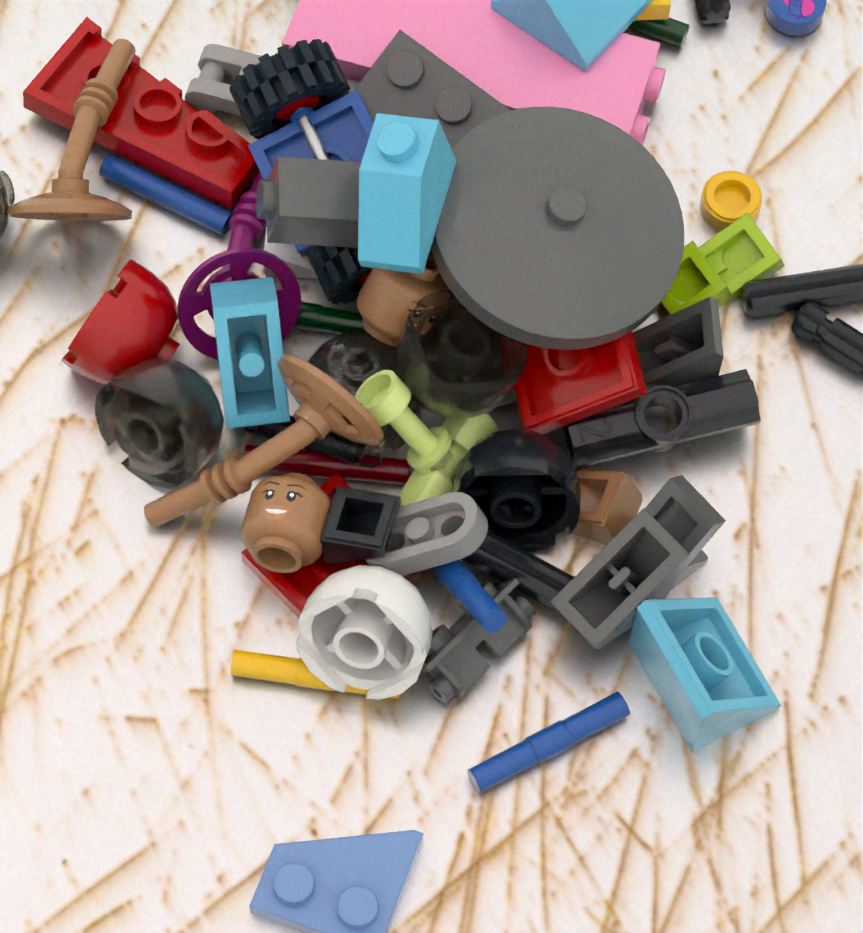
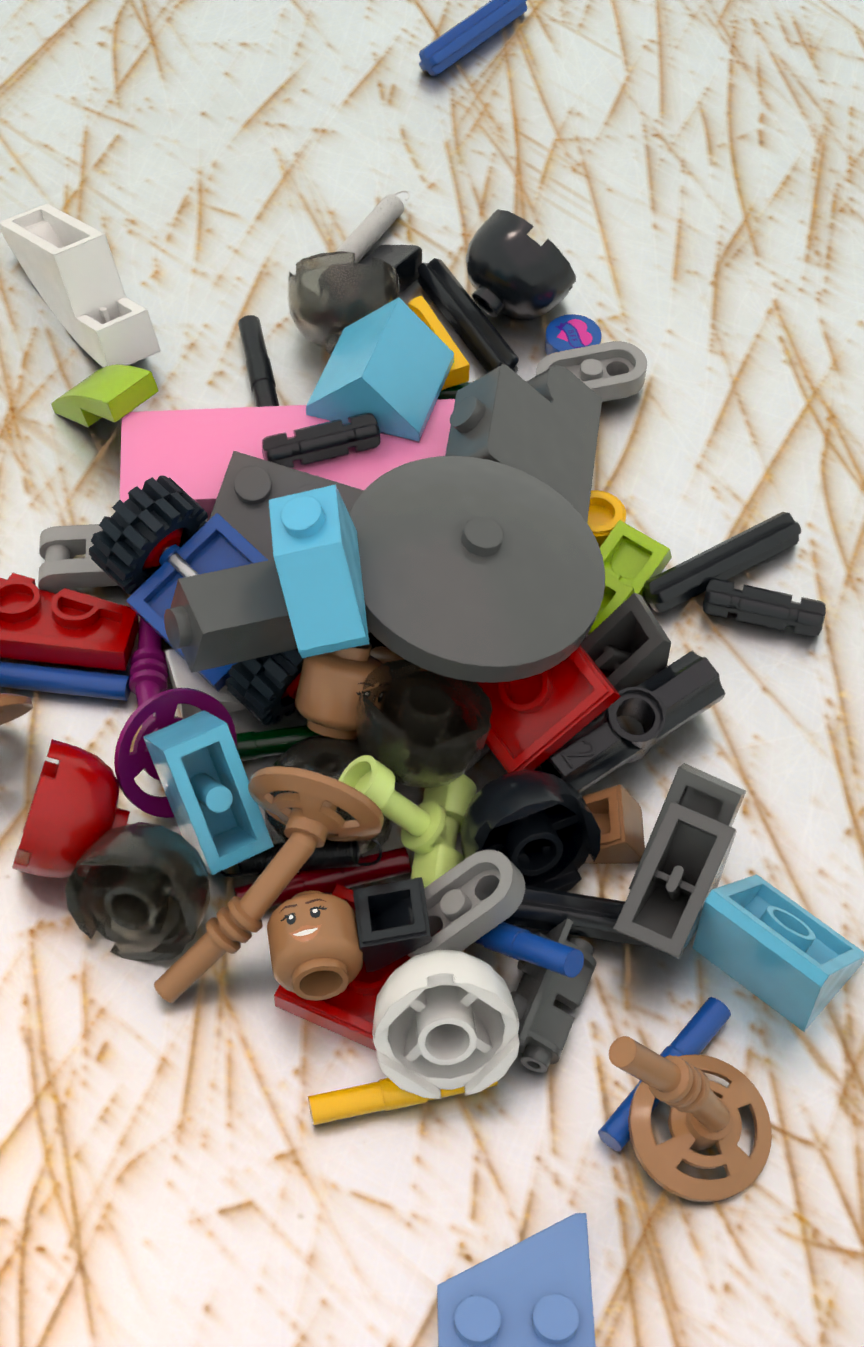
camera: 20 degrees left, 10 degrees down
(489, 44) = (322, 441): none -> black axle
(547, 789) = (694, 1121): none -> medium nougat dish
(691, 109) = (531, 425): none -> dark grey brick
(793, 48) = (608, 368): none -> light grey plate

